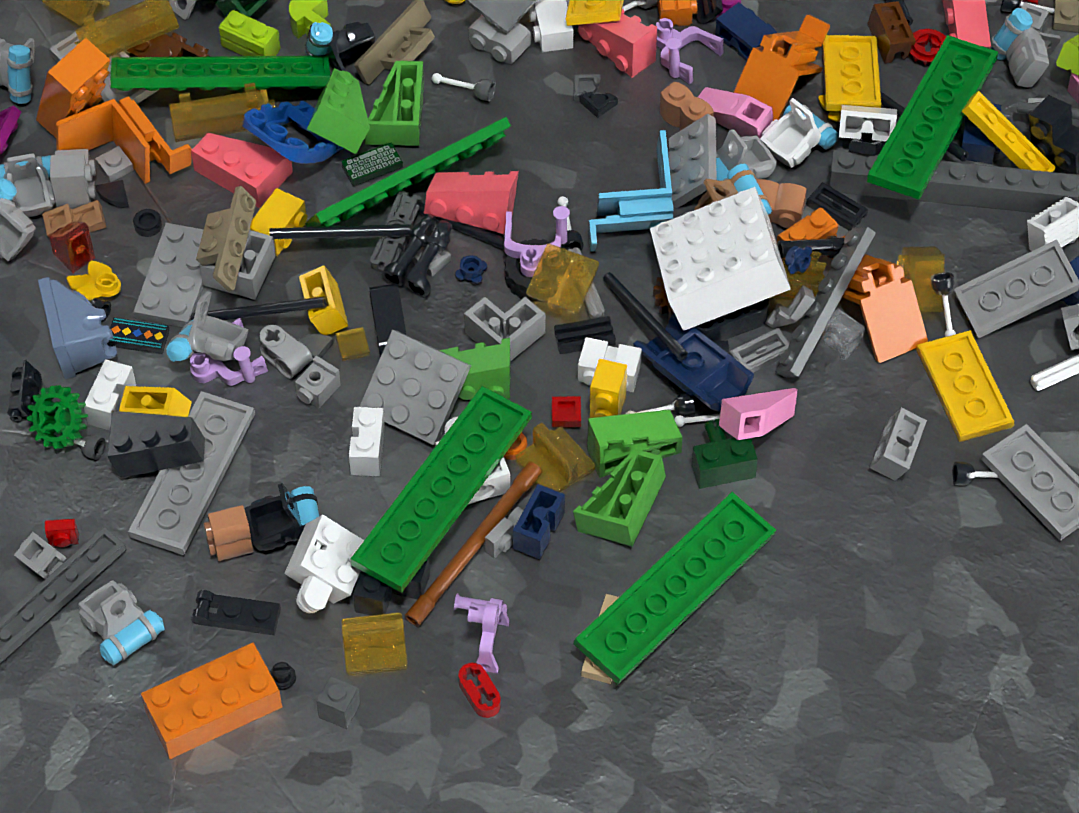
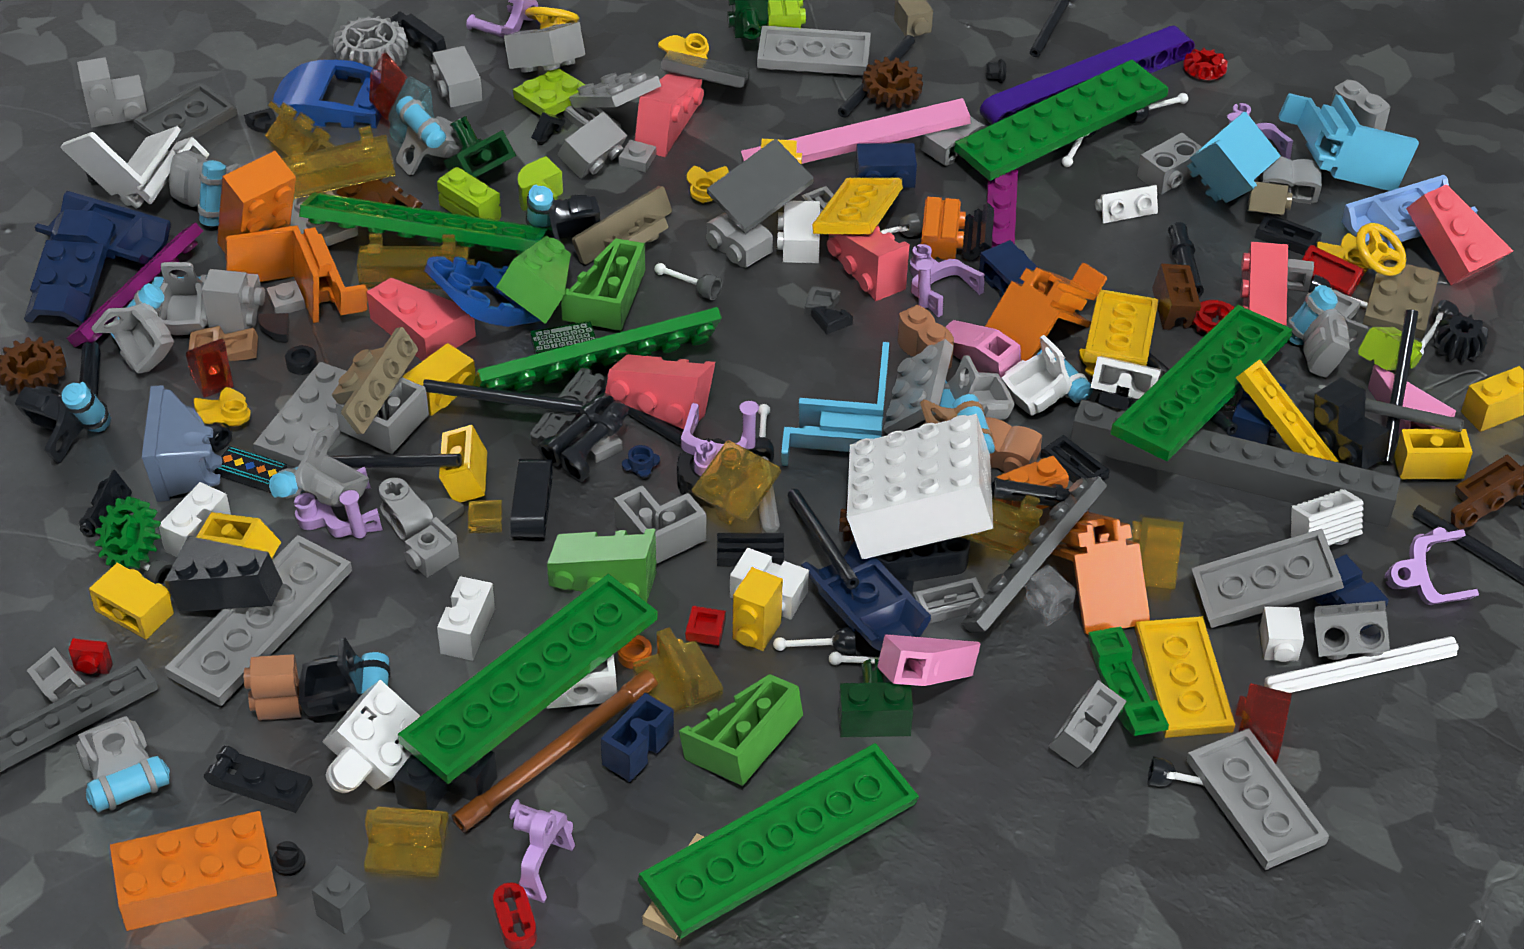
camera: 10 degrees right, 10 degrees down
(79, 475) = (131, 600): none -> yellow brick
(415, 386) = (537, 565): light grey plate -> none
(501, 535) = (586, 748): light grey plate -> none
(618, 435) = (753, 655): bright green wedge -> none
(783, 316) = (984, 564): light grey slope -> none
(798, 259) = (1011, 500): dark blue plate -> none
(913, 396) = (1117, 672): none -> green slope
(943, 285) = (1176, 556): black hinge -> none
(1037, 335) = (1281, 633): none -> white brick
(1038, 410) = (1265, 715): none -> clear red slope

